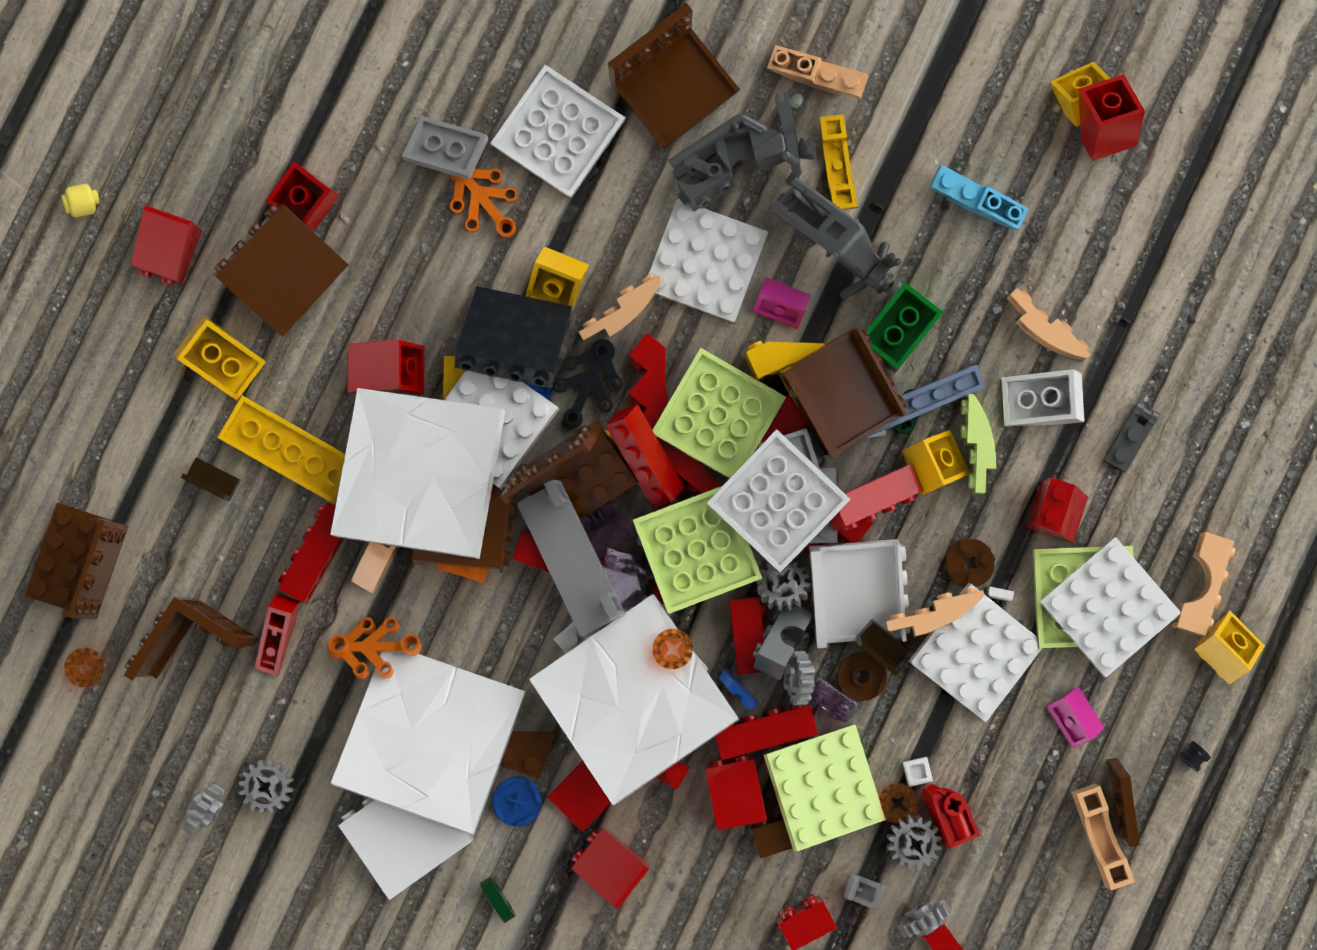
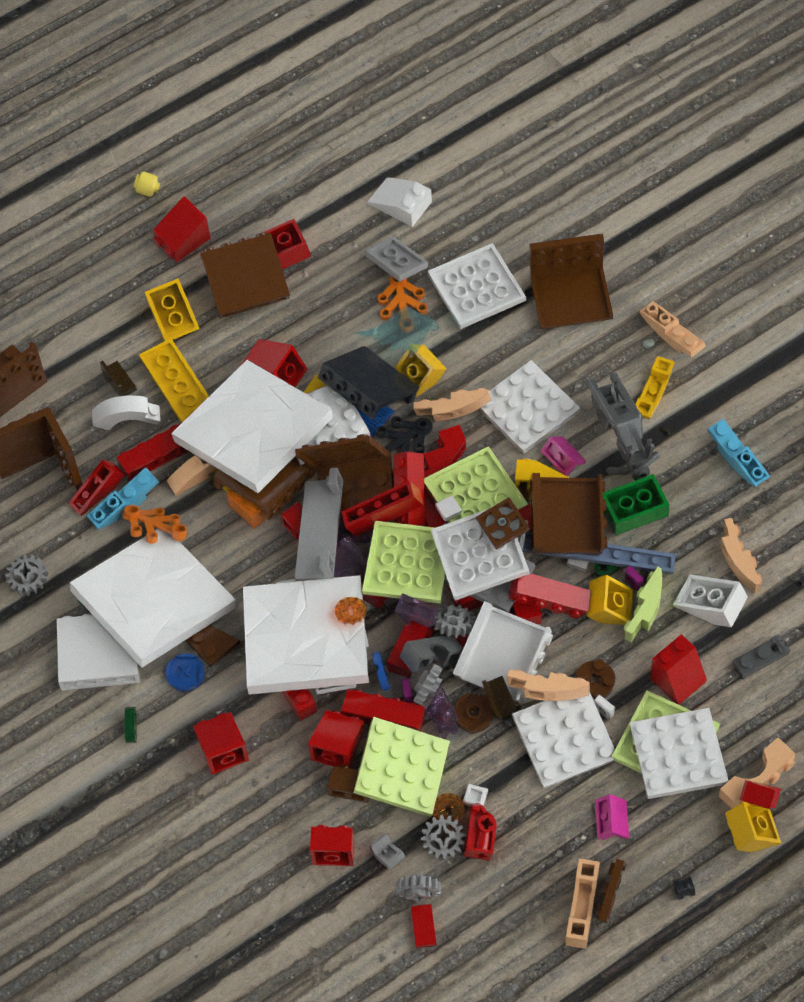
camera: 30 degrees right, 25 degrees down
(249, 522) = (124, 408): none -> white arch
(317, 634) = (132, 494): none -> medium azure slope
(399, 58) = (402, 199): none -> white slope
(513, 239) = (405, 329): none -> clear light blue piece
(580, 797) = (231, 692): red tile -> none
(632, 501) = (382, 508): none -> red brick
(703, 455) = (448, 508): none -> white tile
(737, 141) = (589, 339): dark grey piece -> none
(742, 604) = (411, 609): none -> clear purple slope
(777, 692) = (407, 690): none -> magenta tile
(790, 459) = (502, 523): none -> reddish brown piece
(946, 419) = (633, 578): none -> magenta tile
(1225, 611) = (760, 794): none -> red slope

